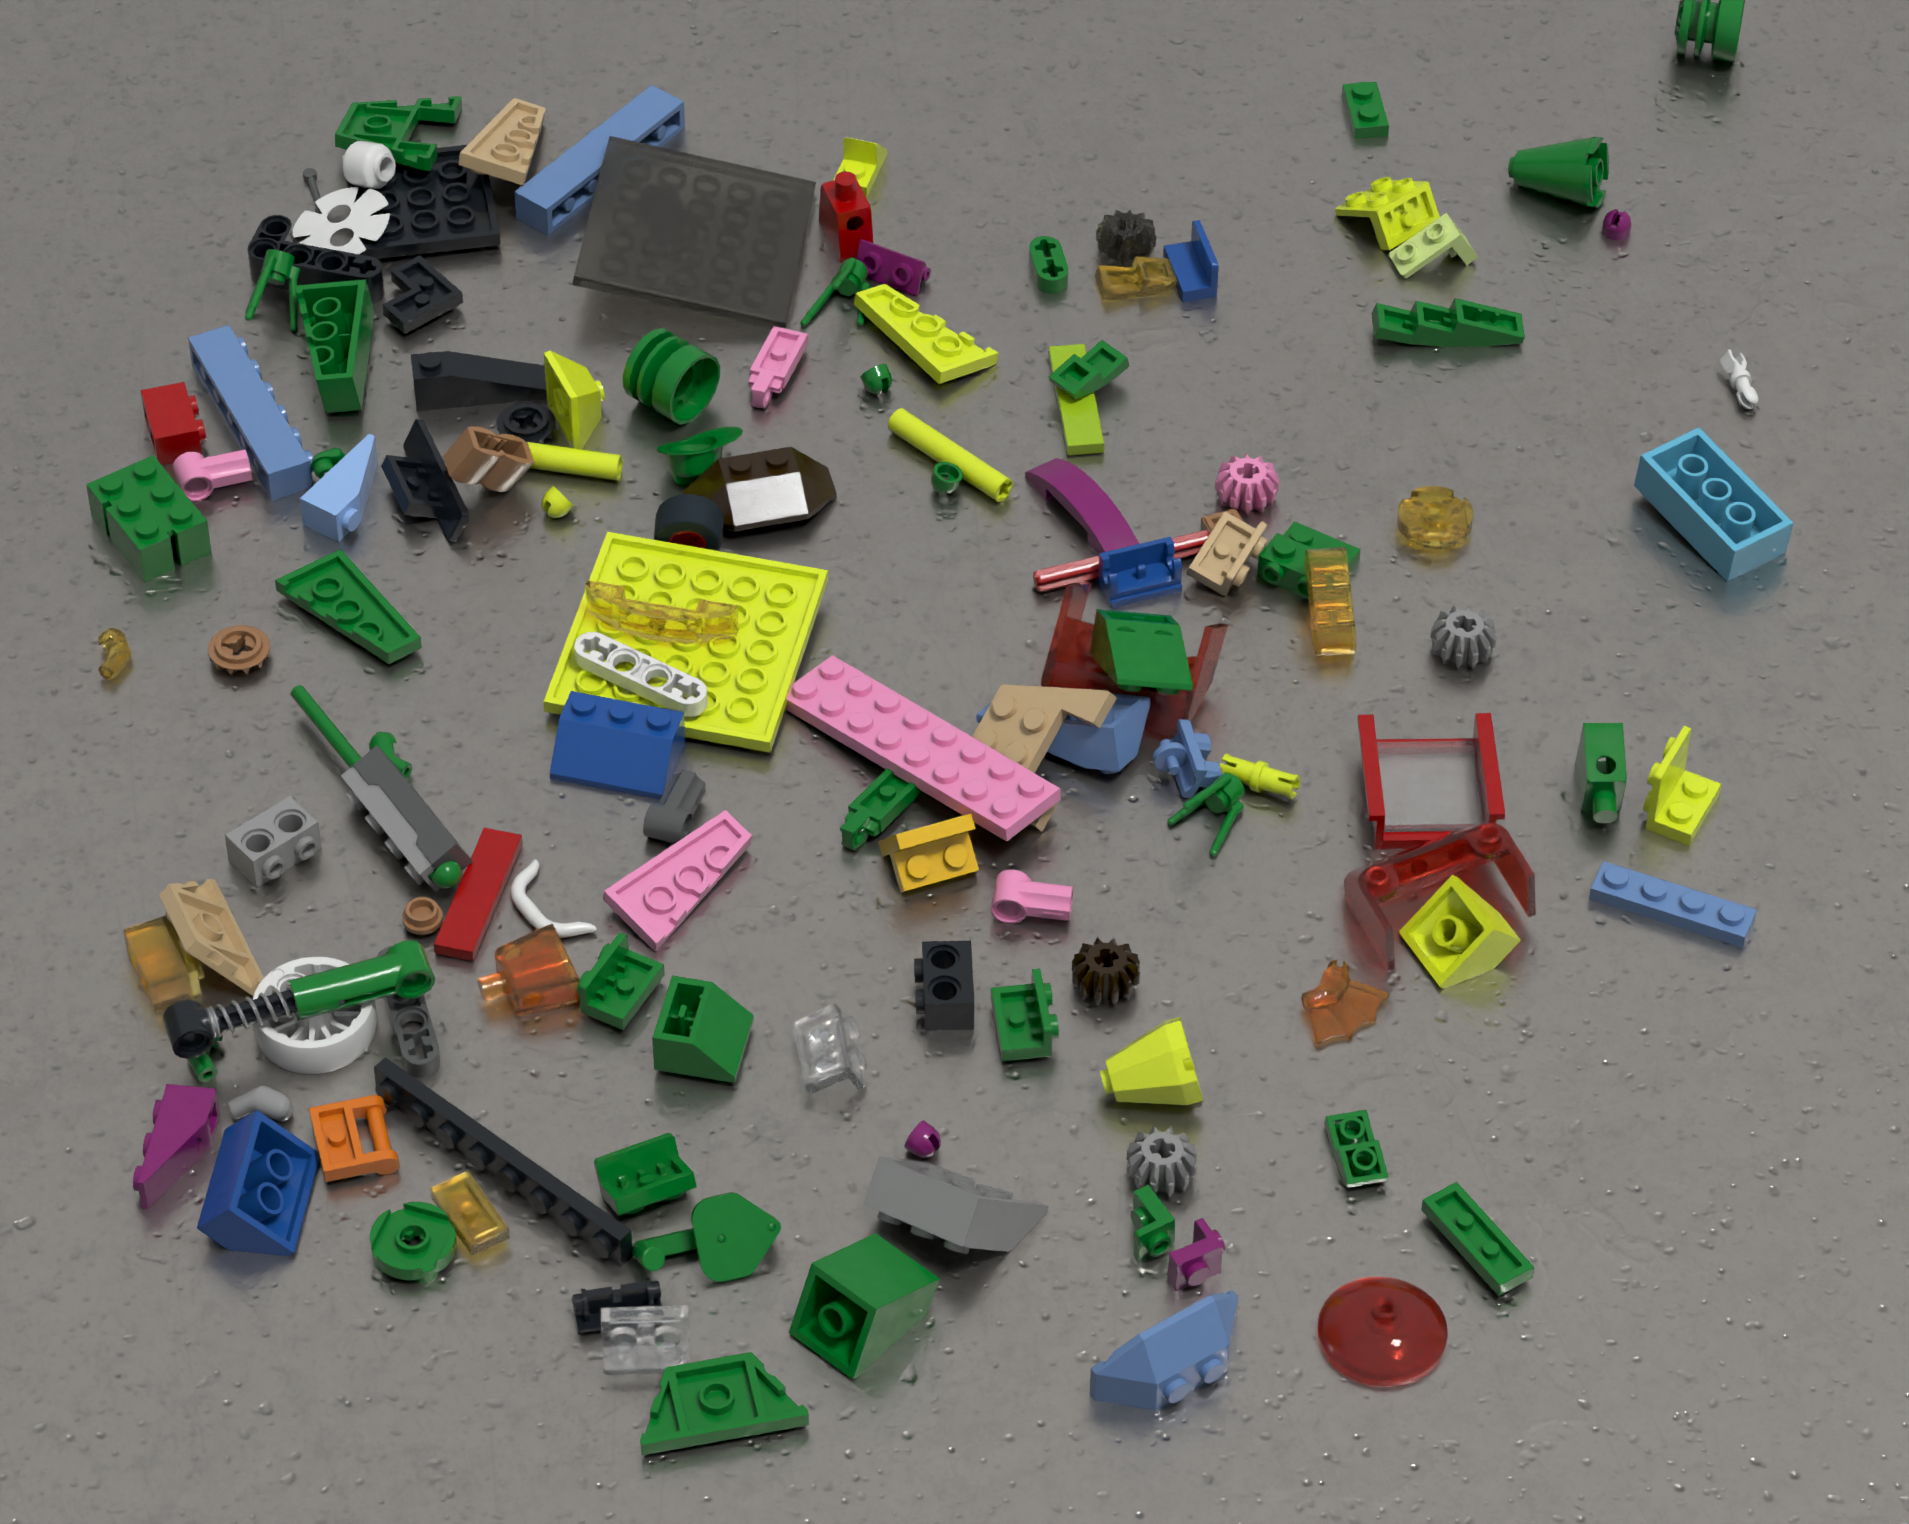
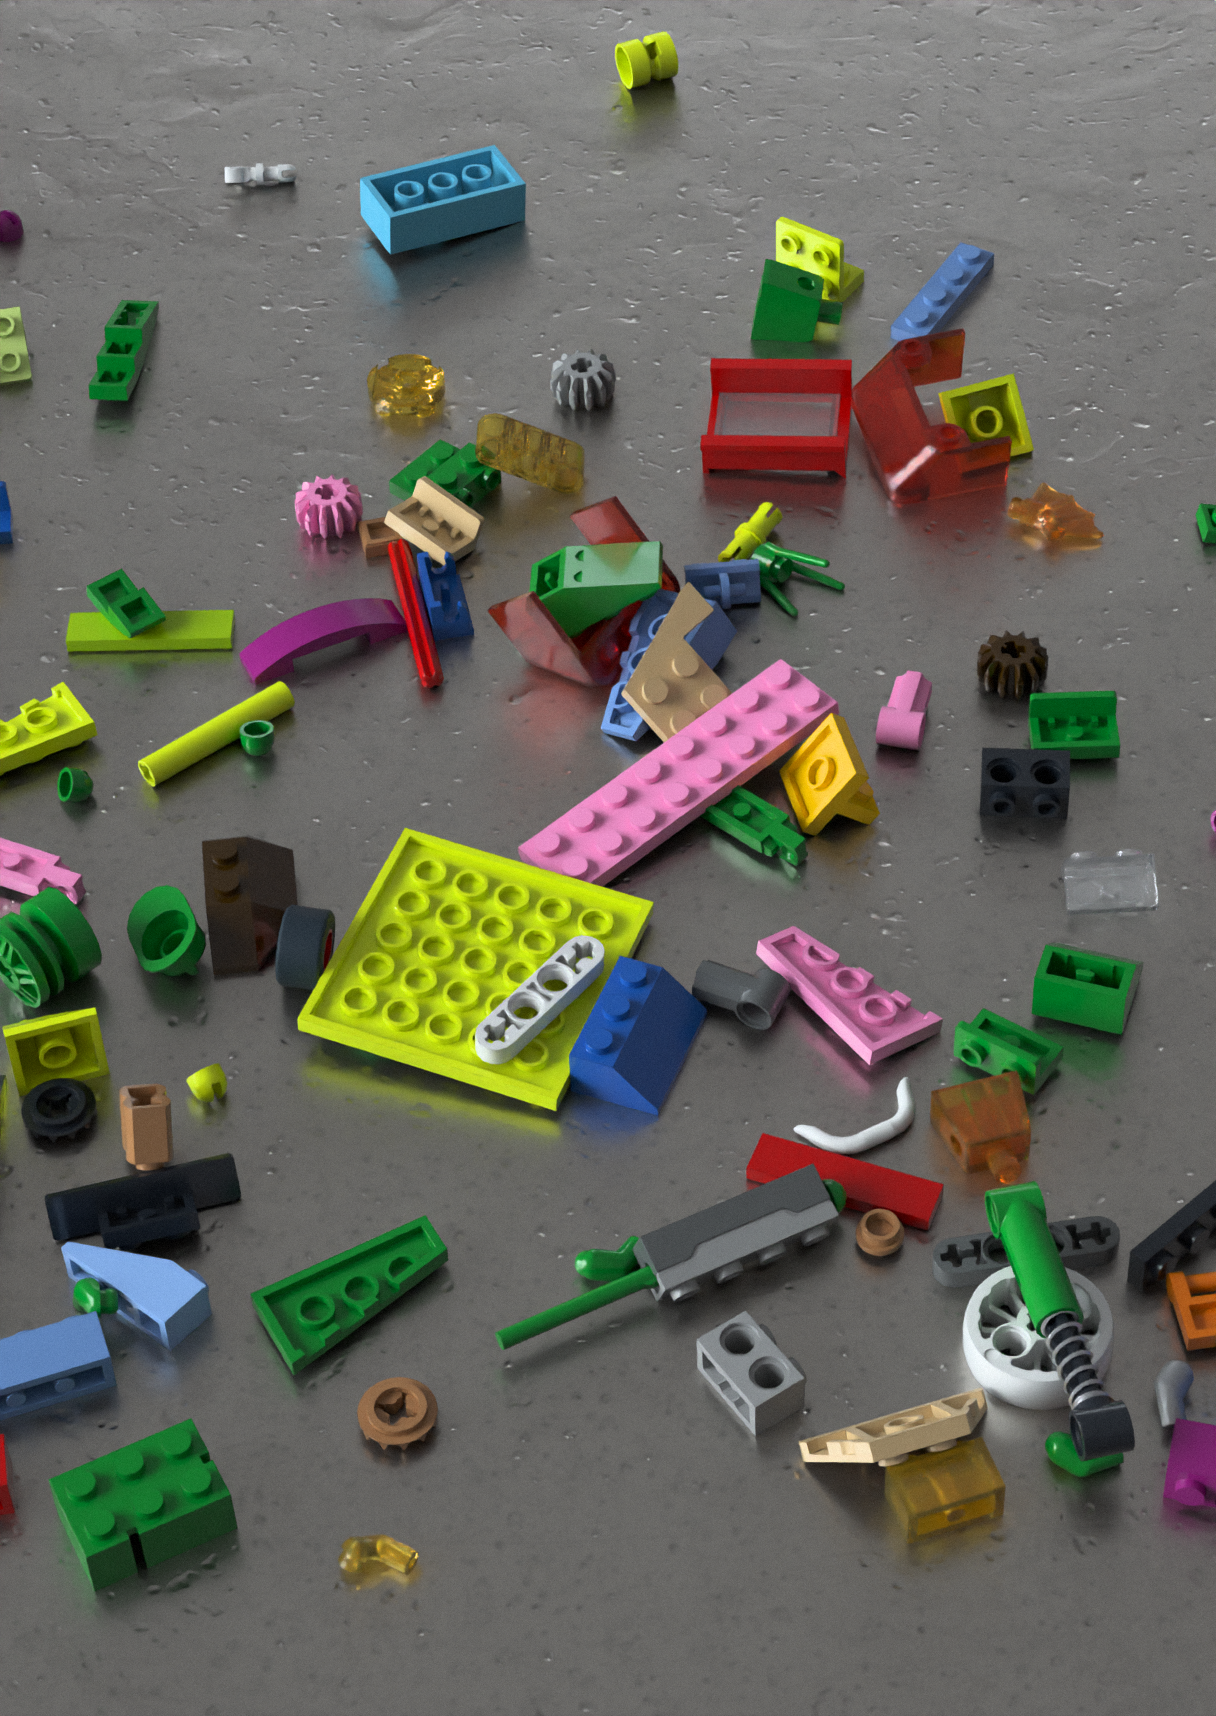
camera: 80 degrees left, 0 degrees up
(200, 475) = (64, 1431): bright pink piece -> none
(576, 461) = (134, 1070): neon yellow piece -> none
(659, 622) = (444, 1005): clear yellow slope -> none
(1154, 1068) = (1153, 626): neon yellow cone -> none

